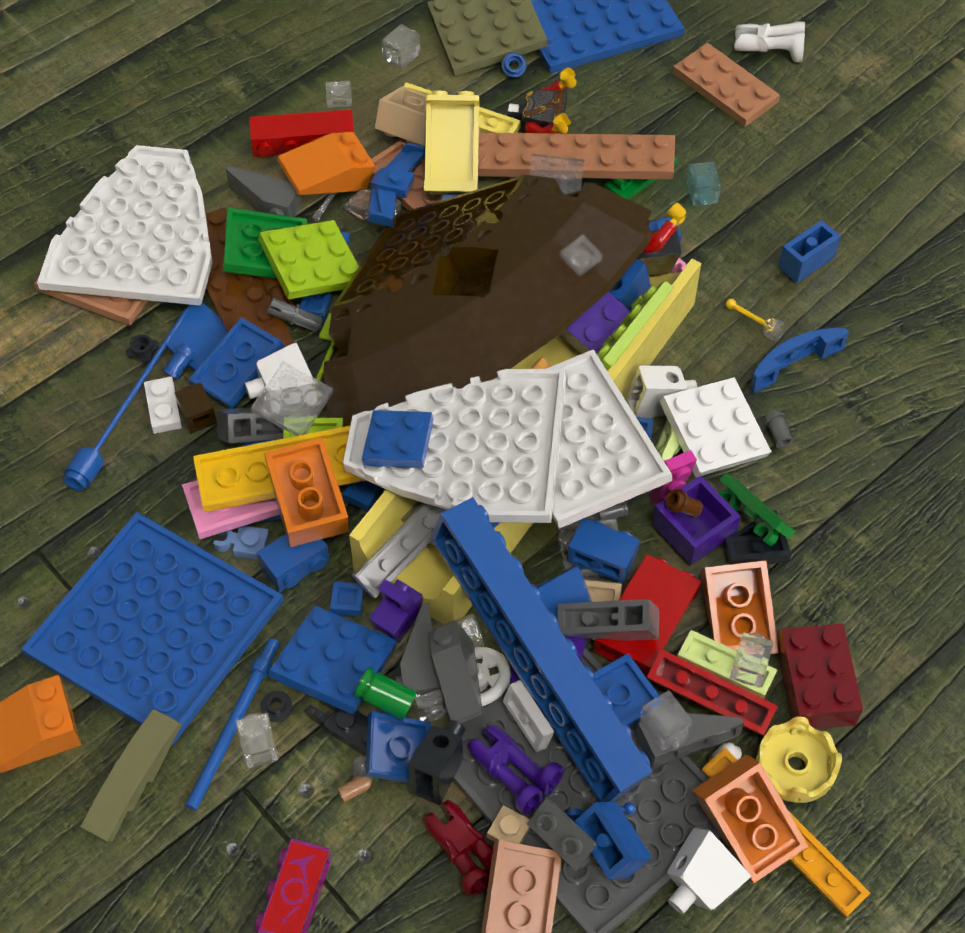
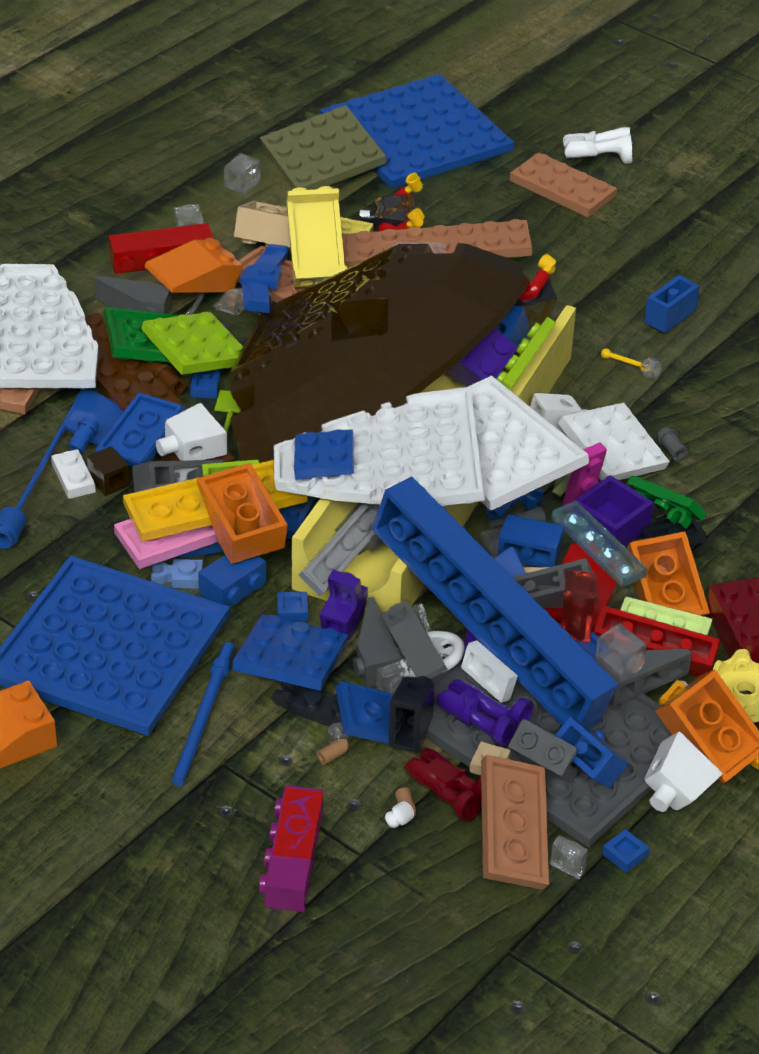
camera: 10 degrees left, 15 degrees down
(131, 774) = (115, 757): olive slope -> none
(142, 342) = (42, 429): black plate -> none
(257, 739) = (231, 721): clear brick -> none
(280, 713) = (242, 696): black plate -> none
(292, 399) = (208, 444): clear plate -> none
(294, 314) = (188, 389): dark grey axle -> none
(385, 693) = (350, 664): green piece -> none
(412, 875) = (403, 811): none -> white arm
(513, 58) = (358, 176): blue plate -> none
(581, 255) = (469, 292): clear plate -> none
(631, 656) = (579, 604): none -> clear red brick
(673, 564) = (599, 544): none -> clear light blue plate
(679, 502) = (594, 494): reddish brown pin -> none
(703, 183) = (565, 260): clear light blue brick -> none
(751, 659) = (688, 607): clear brick -> none
(822, 342) = (696, 373): blue slope -> none

